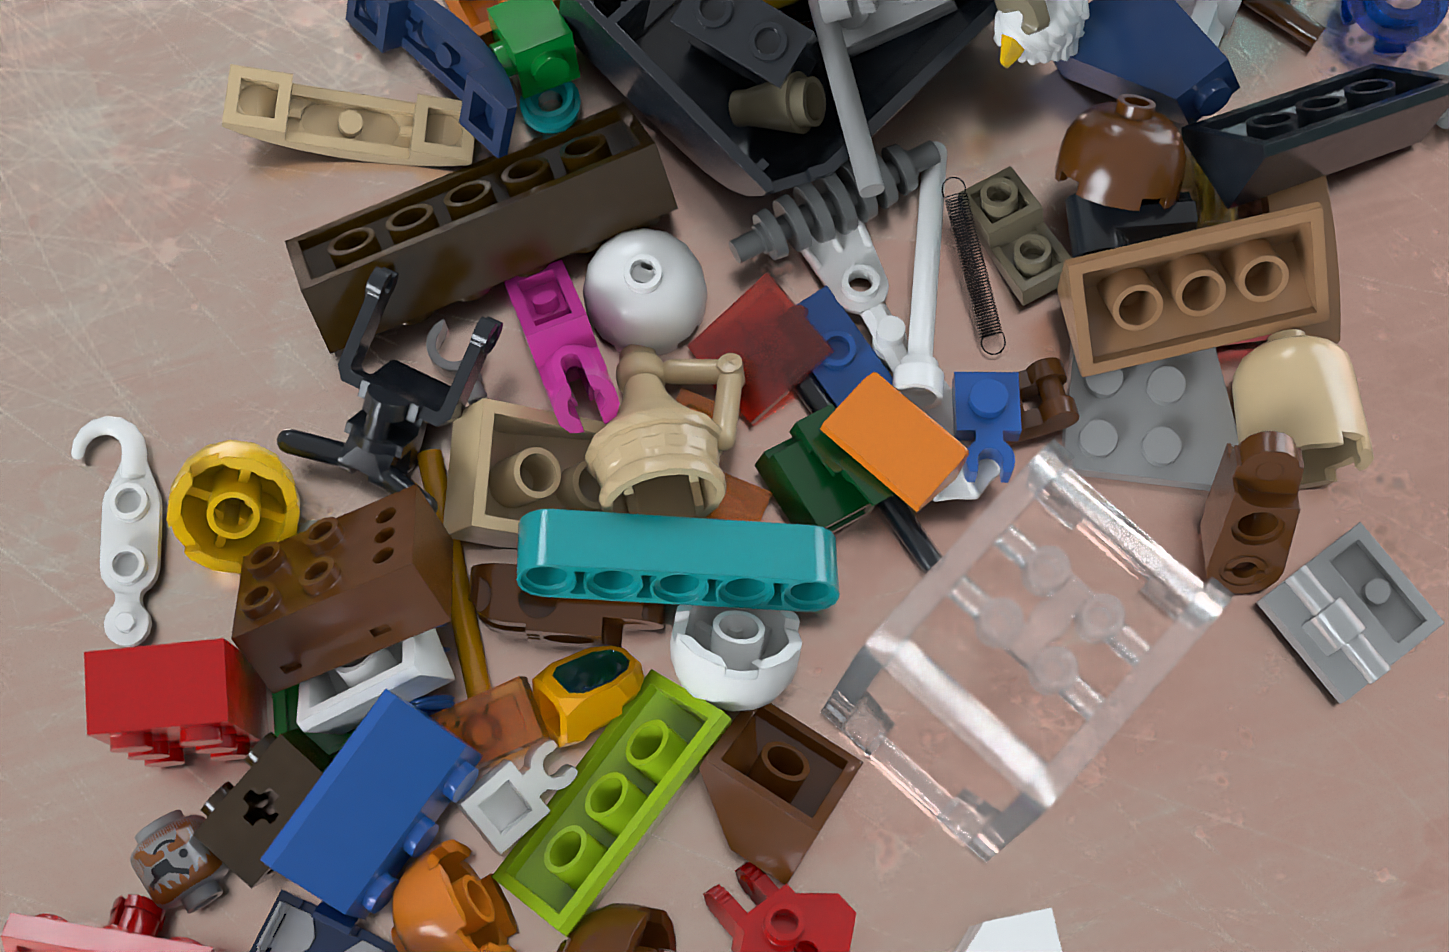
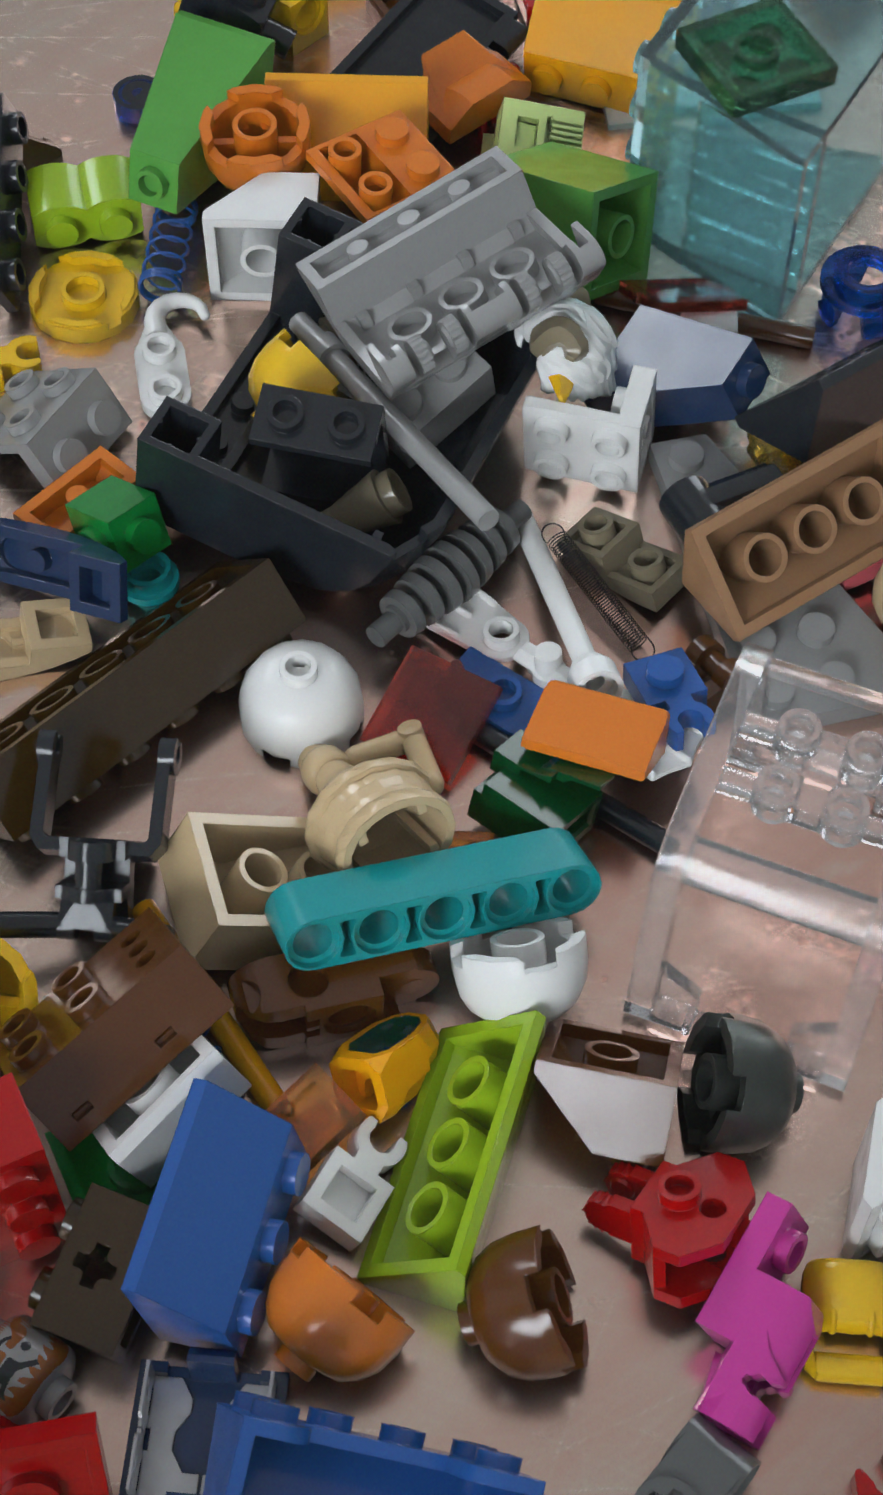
camera: 20 degrees left, 20 degrees down
(449, 368) = (127, 826): light grey piece -> none
(562, 343) = (246, 759): dark pink plate -> none
(886, 835) = (739, 1085): none -> pearl dark grey cylinder
(1041, 120) = (592, 442): none -> white bracket
(1123, 154) = (696, 437): reddish brown cylinder -> none

